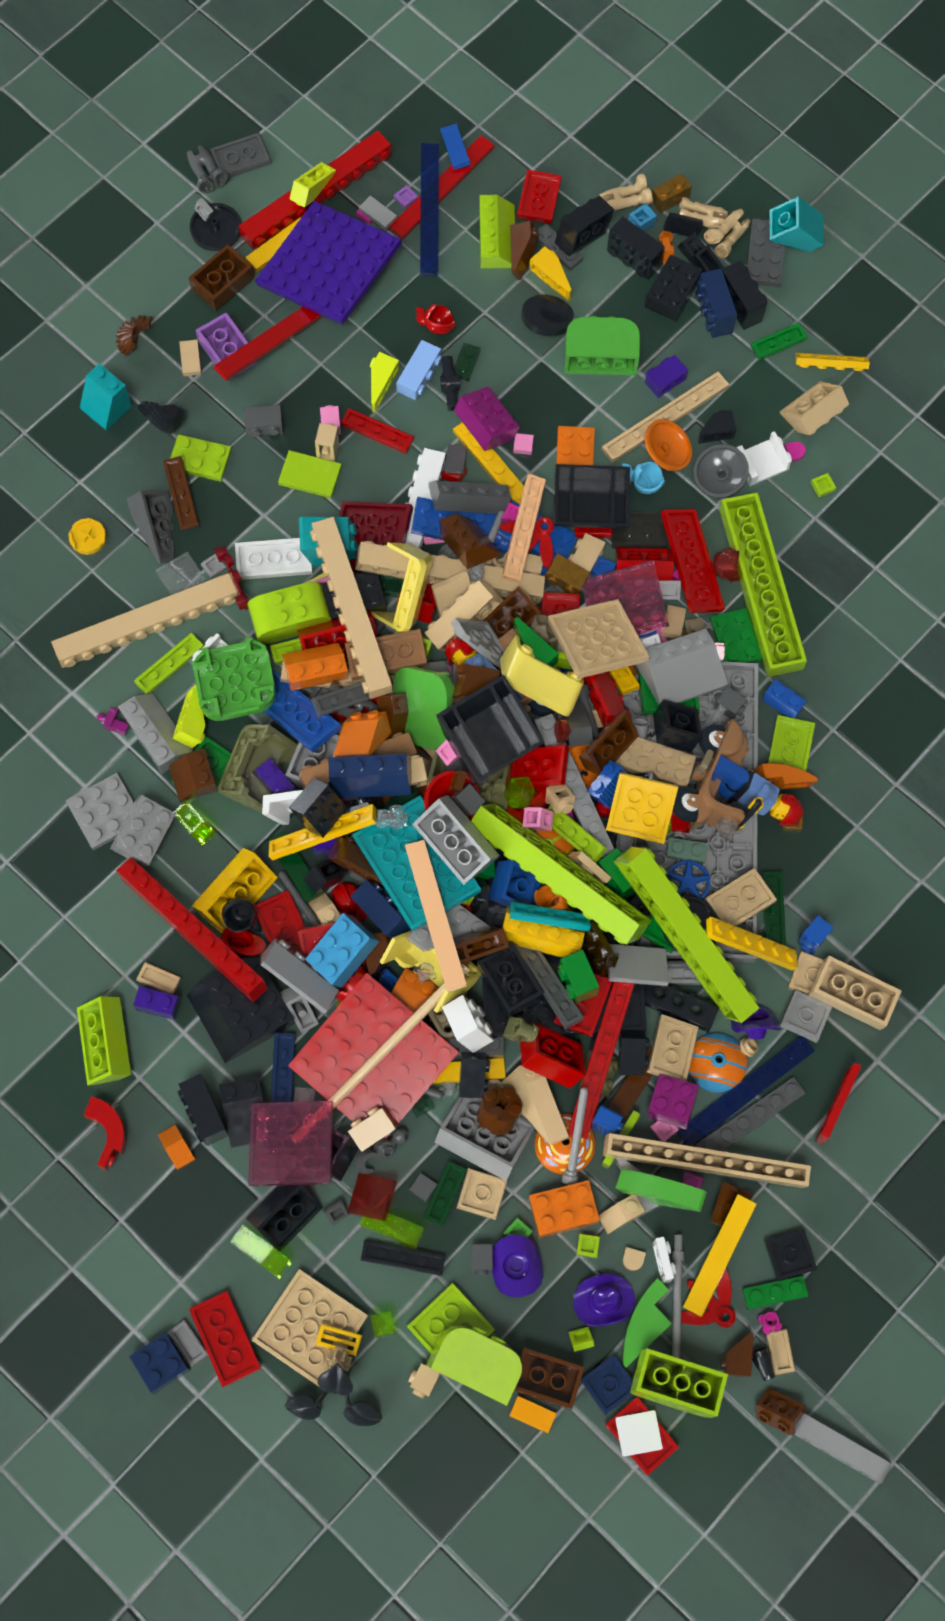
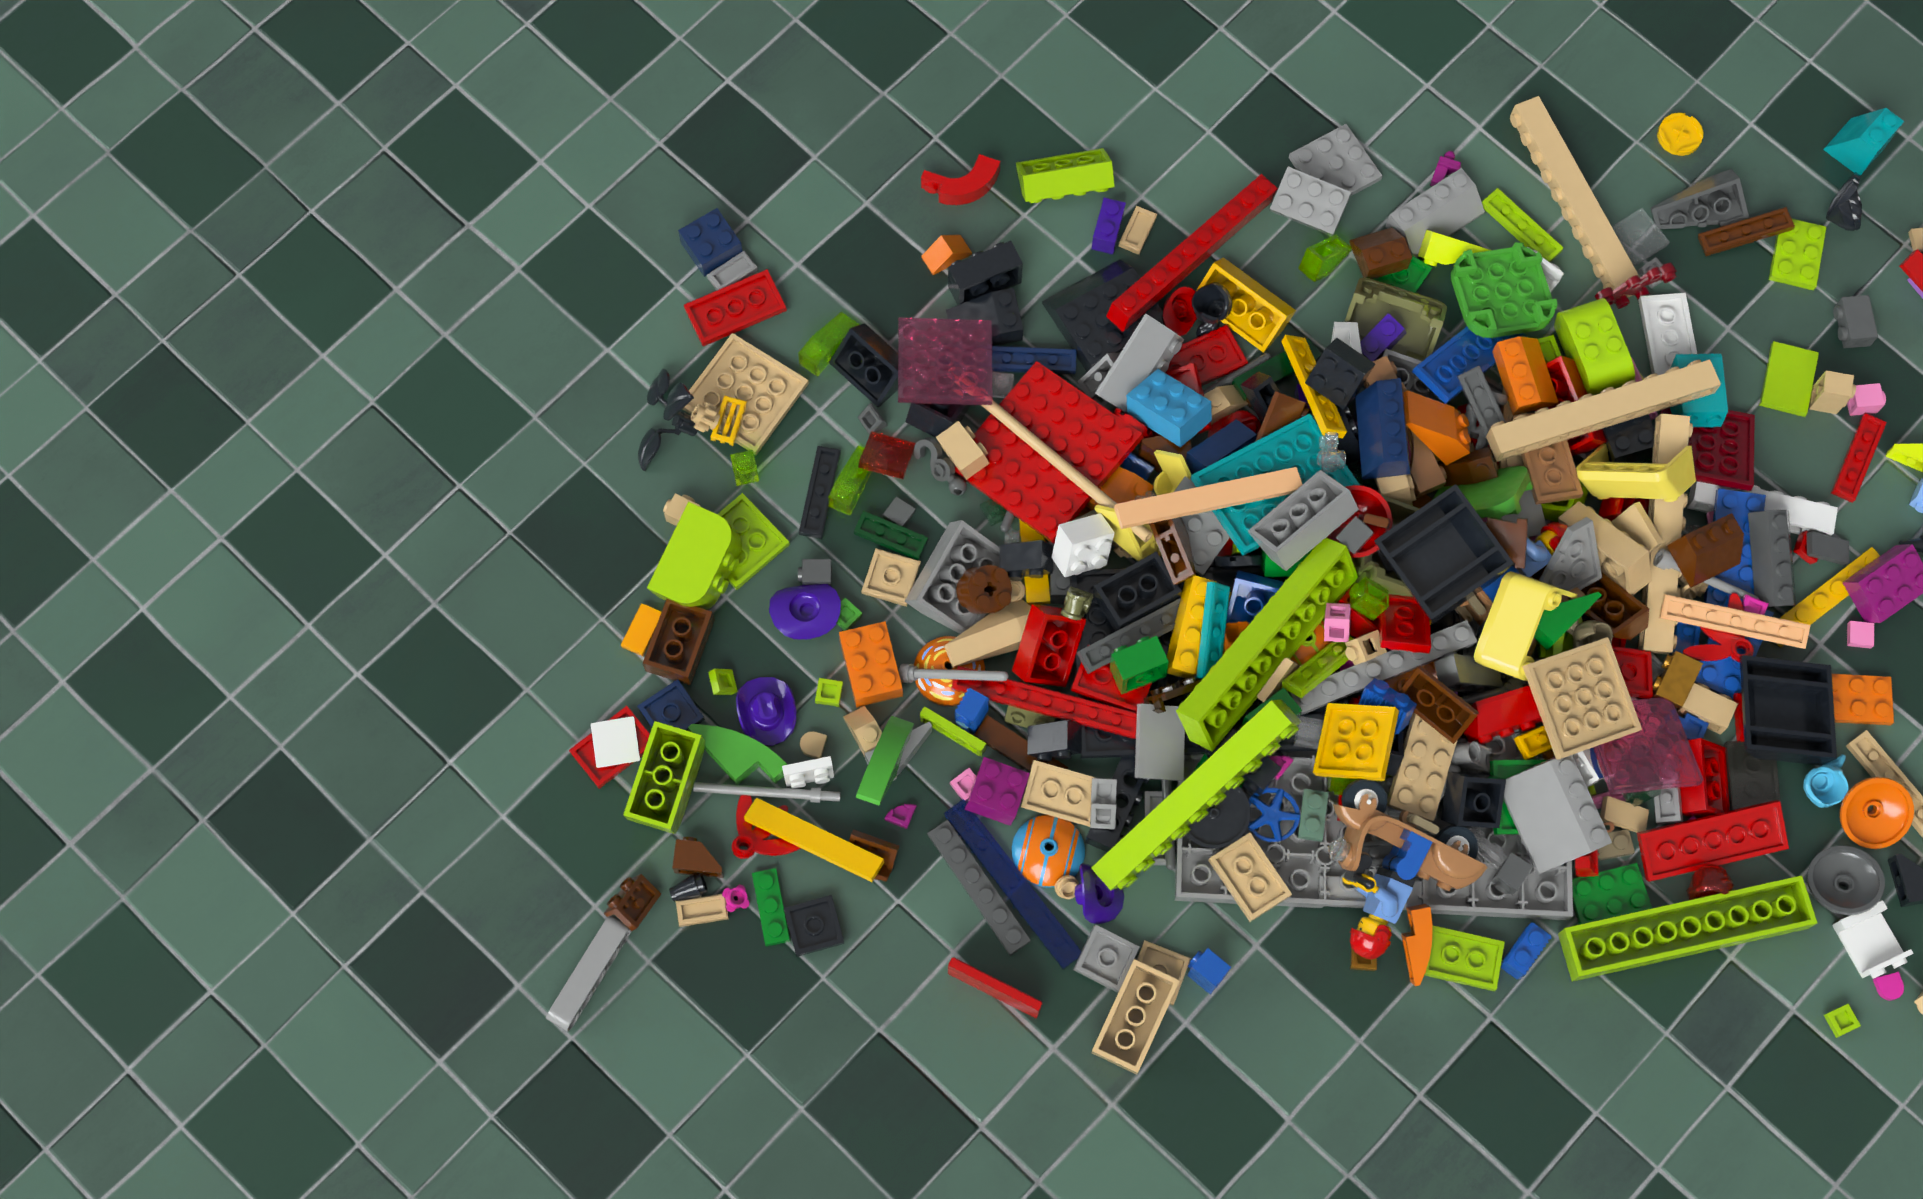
camera: 90 degrees right, 0 degrees up
(533, 564) = (1687, 637): tan tile -> none
(561, 730) = (1452, 647): clear red tile -> none
(686, 1014) = (1103, 803): none -> light grey slope
(706, 1160) = (923, 824): tan brick -> none
(751, 943) = (1190, 882): yellow plate -> none
(774, 915) = (1237, 926): dark green plate -> none

